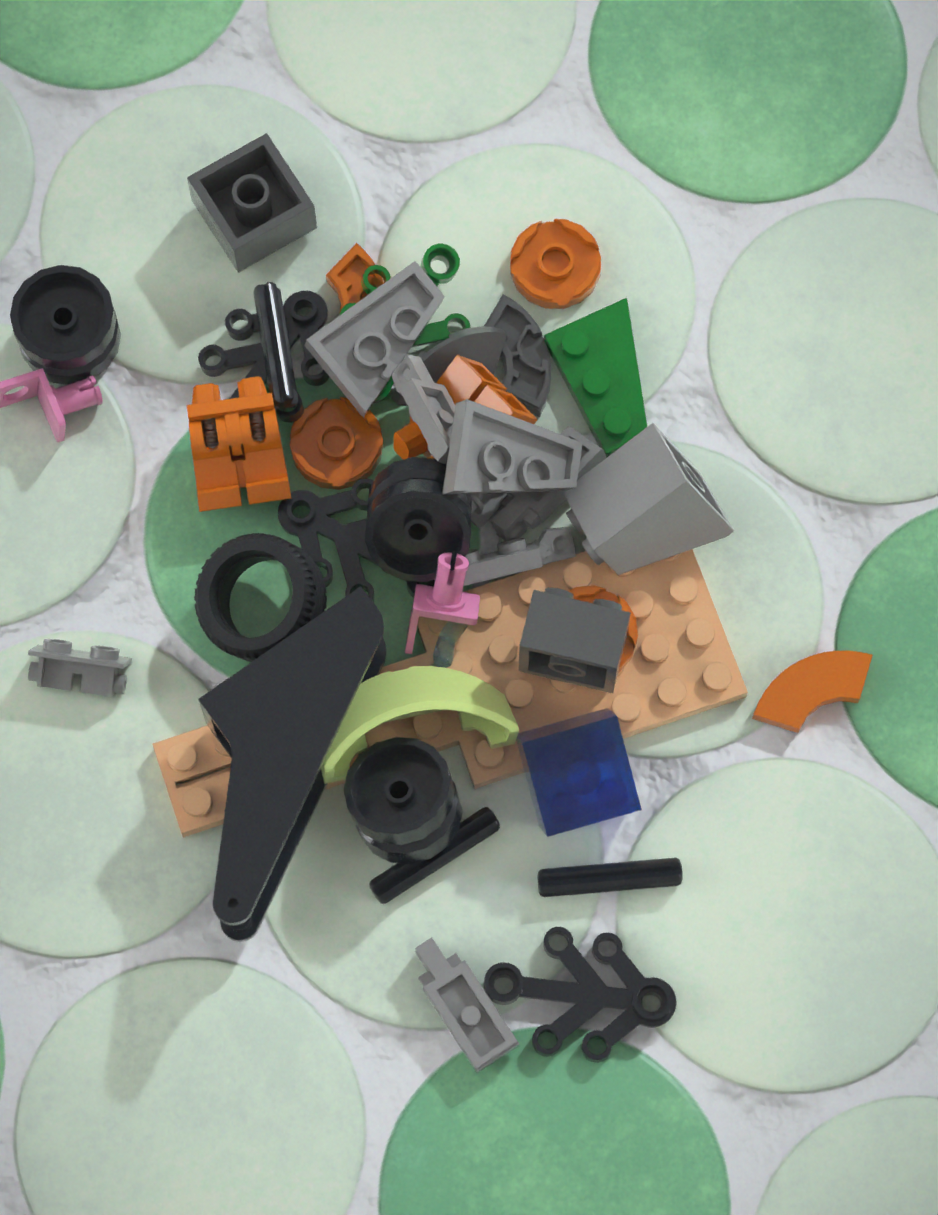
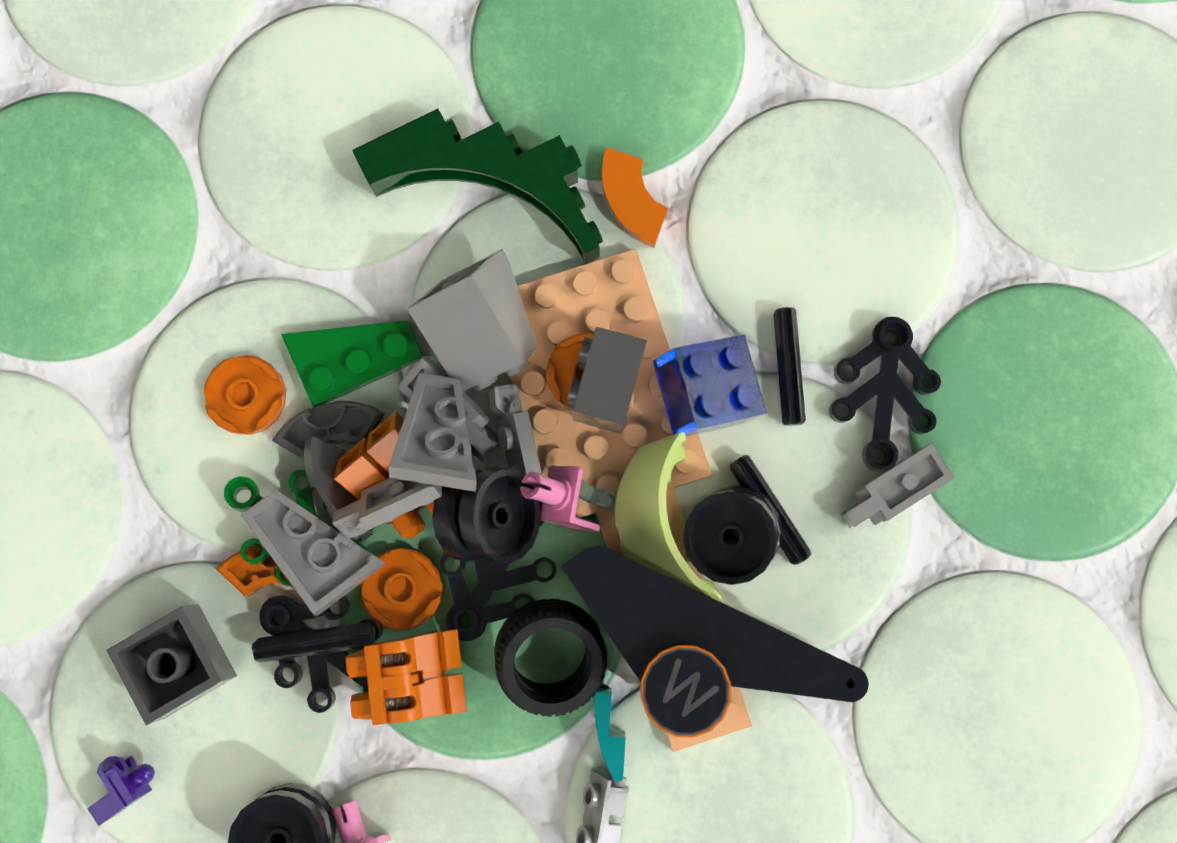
camera: 85 degrees left, 10 degrees up
(119, 165) = (125, 786): none -> dark purple piece
(160, 672) = (611, 742): none -> teal slope
(225, 718) = (685, 691): none -> black tile
(831, 580) = (434, 151): none -> dark green arch

